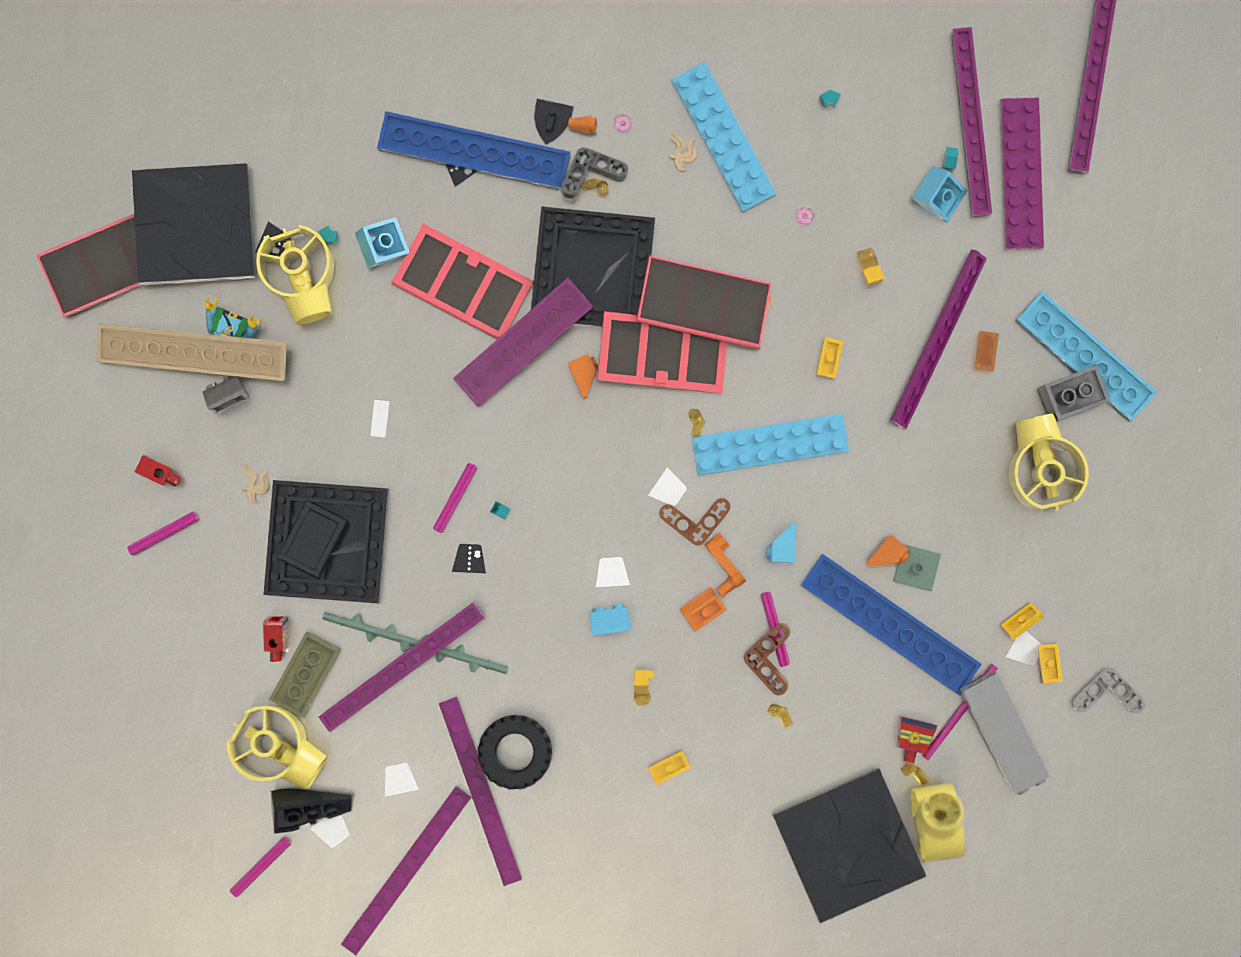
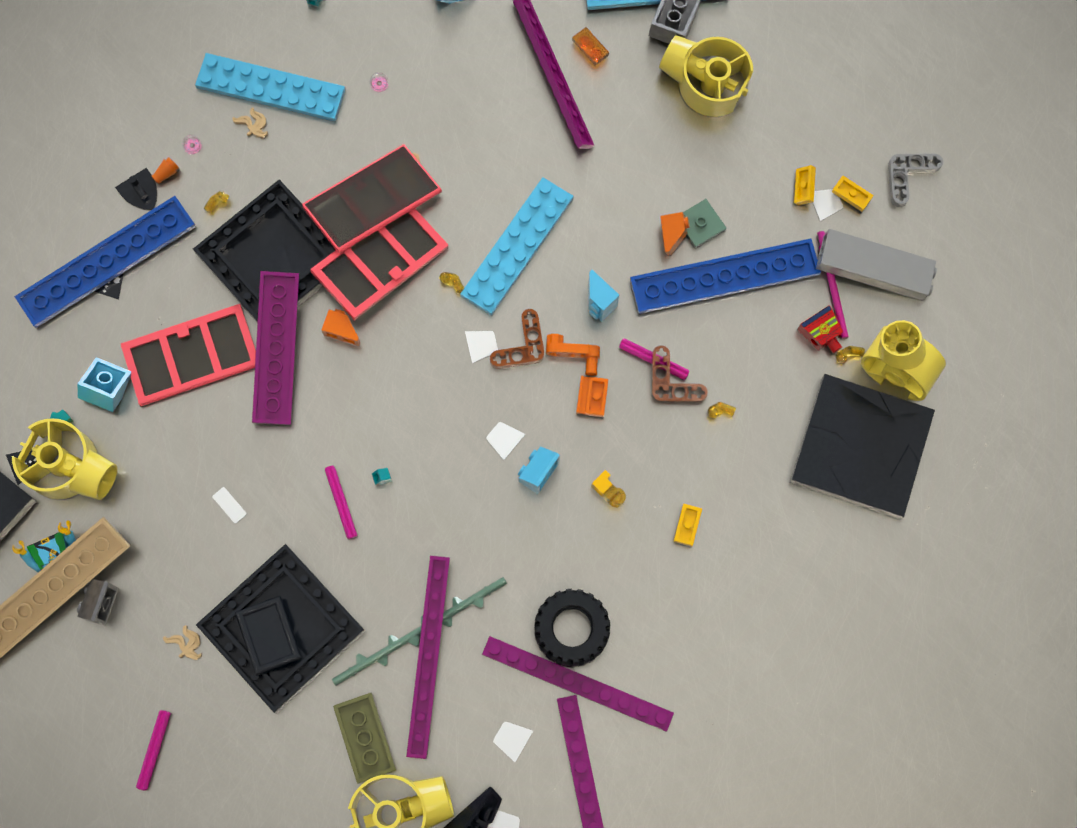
camera: 50 degrees left, 10 degrees down
(147, 468) = (92, 712): red torso -> none
(275, 628) = (308, 726): red torso -> none
(469, 559) = (396, 533): black sticker -> none
(590, 164) = (198, 190): dark grey beam -> none
(829, 358) = (495, 151): yellow plate -> none
(869, 266) = (457, 70): leg -> none

